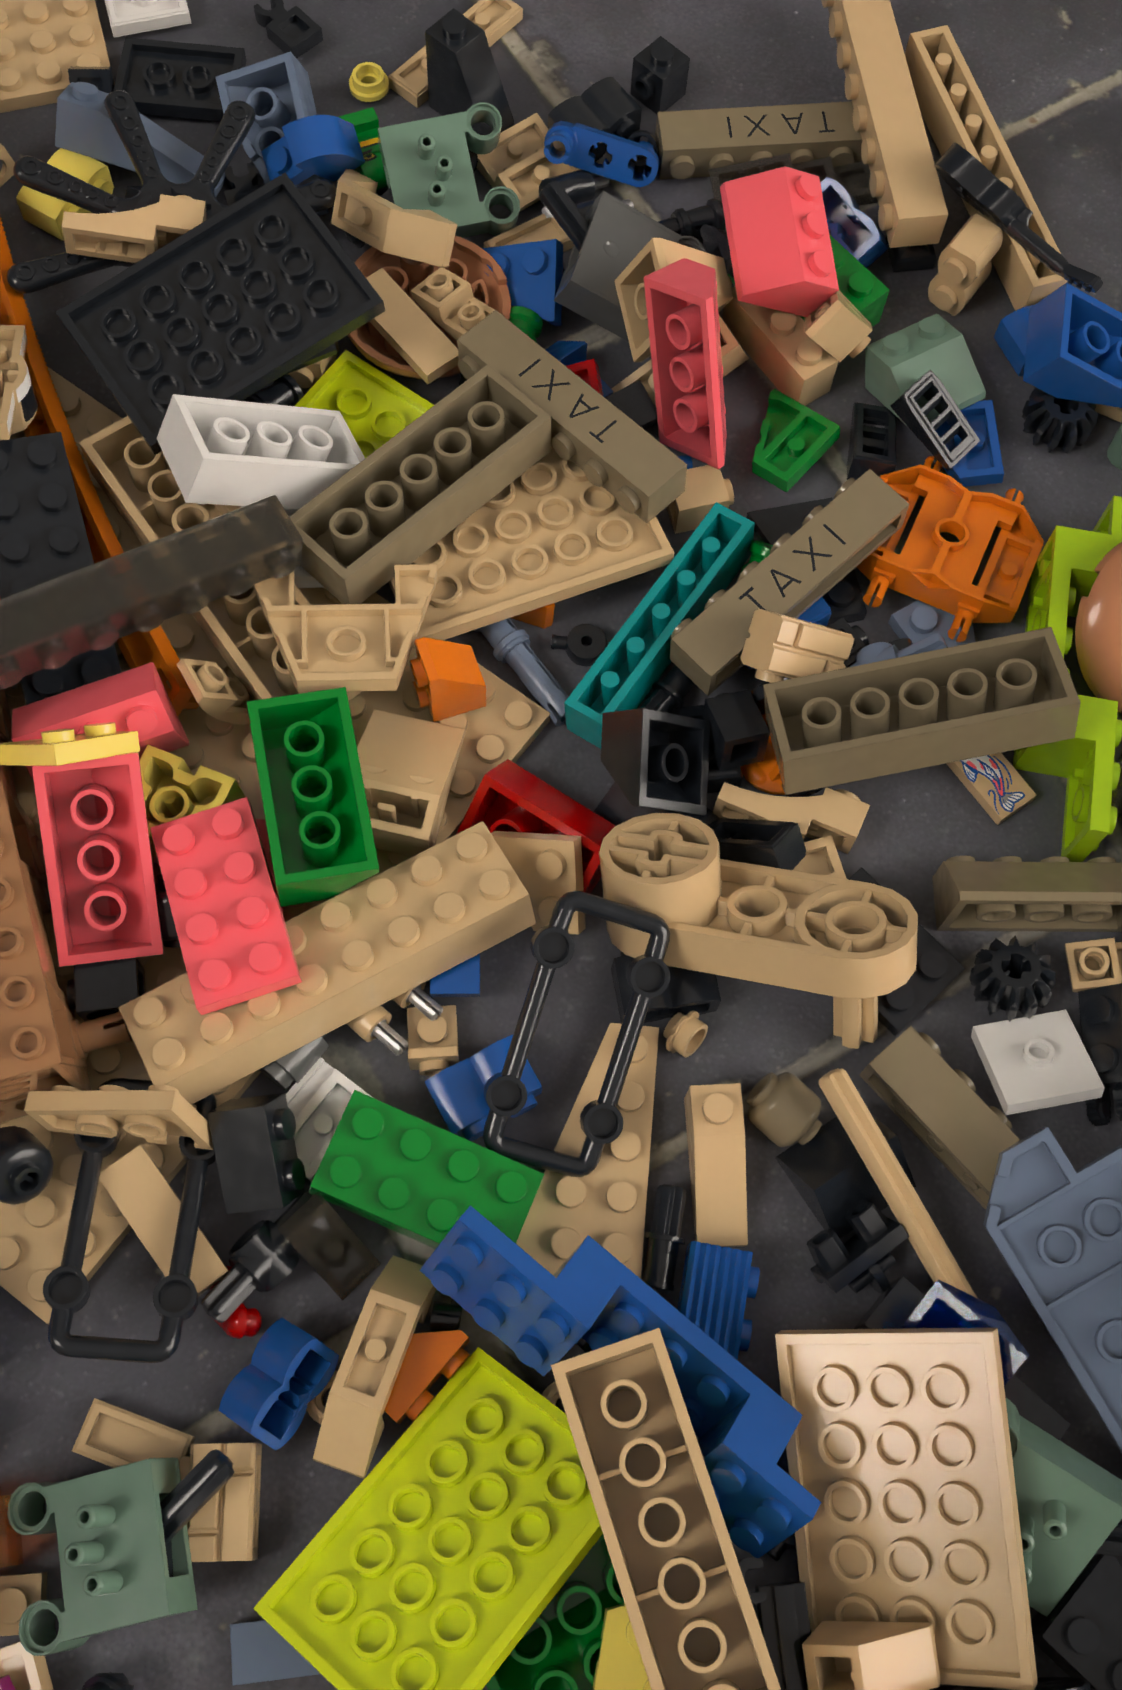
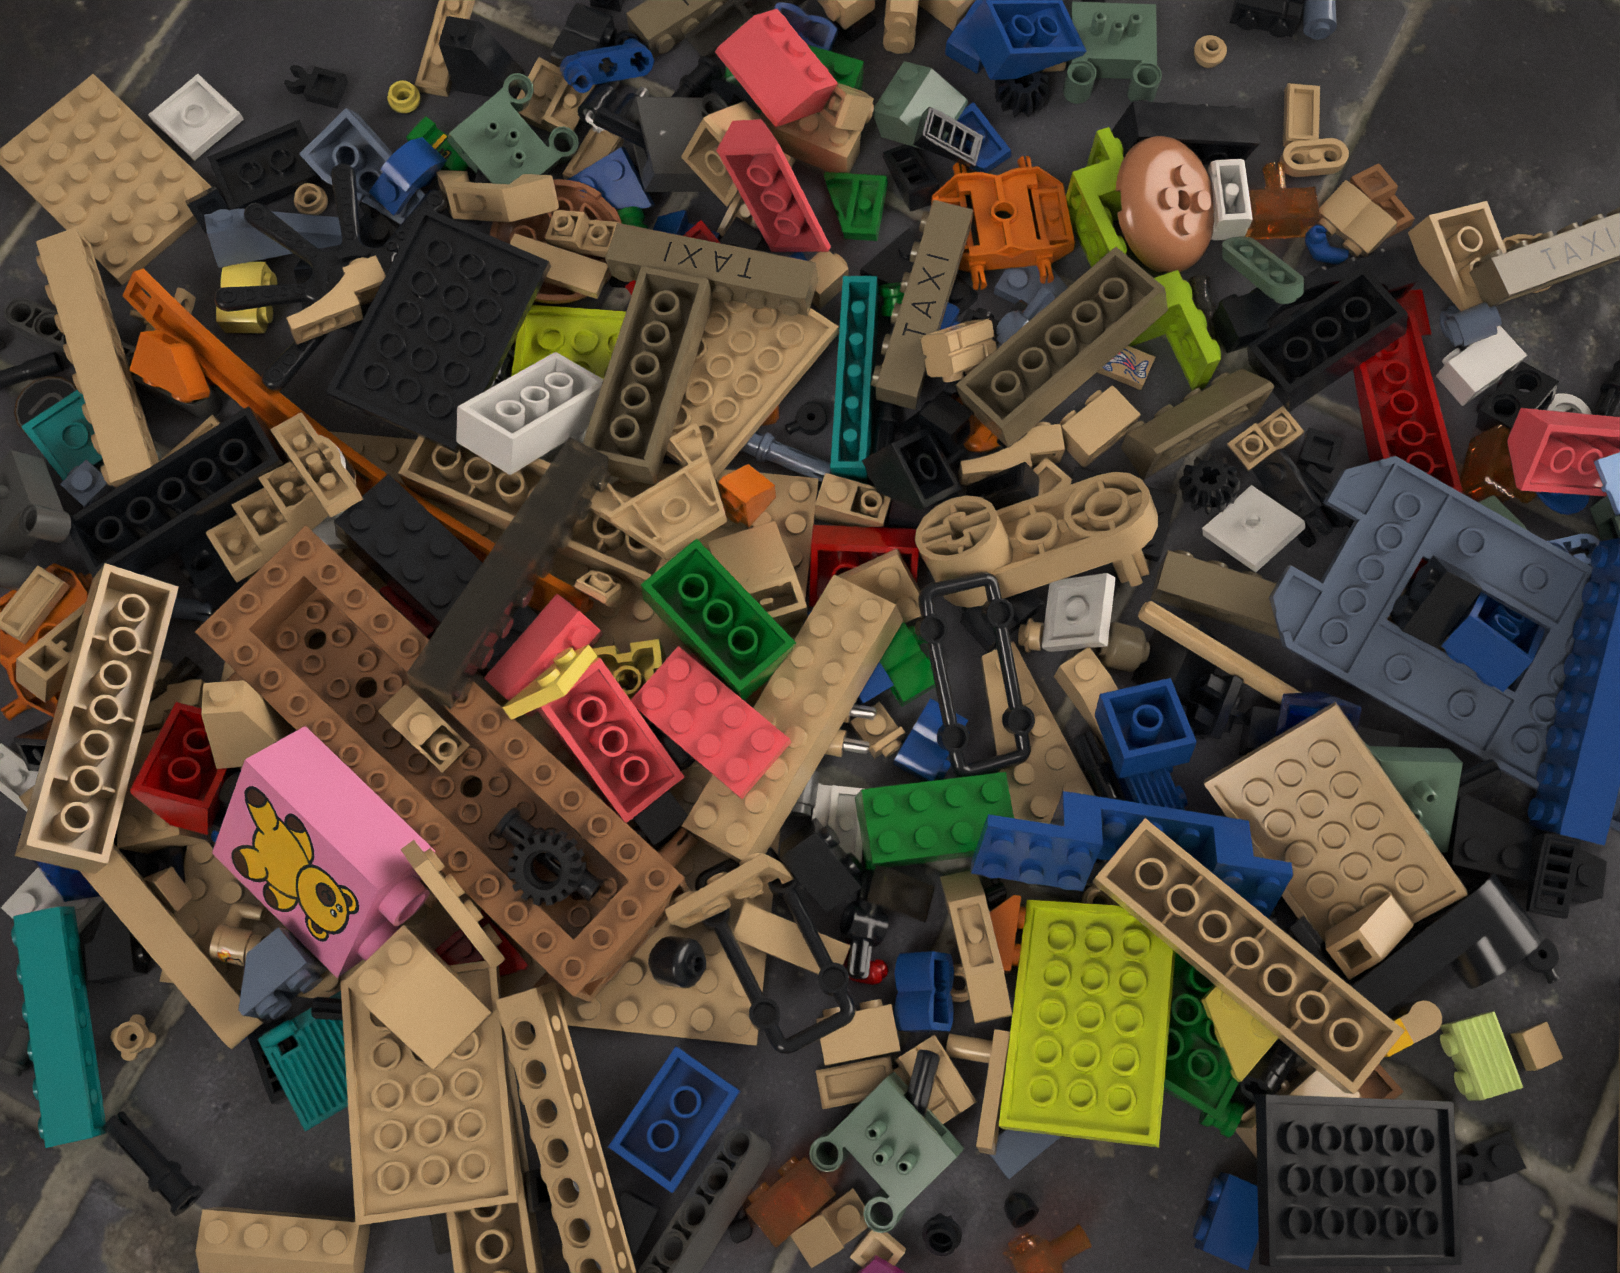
camera: 25 degrees left, 5 degrees up
(173, 1391) = (866, 1036): none -> tan brick
(199, 131) = (310, 192): none -> tan plate
(313, 1511) = (995, 1054): none -> tan piece
(506, 979) = (907, 666): none -> green brick
(564, 757) = (850, 503): none -> tan slope
(744, 1221) = (1144, 728): none -> blue brick
(755, 1037) = (1078, 613): none -> white plate
(915, 834) = (1097, 425): none -> tan brick

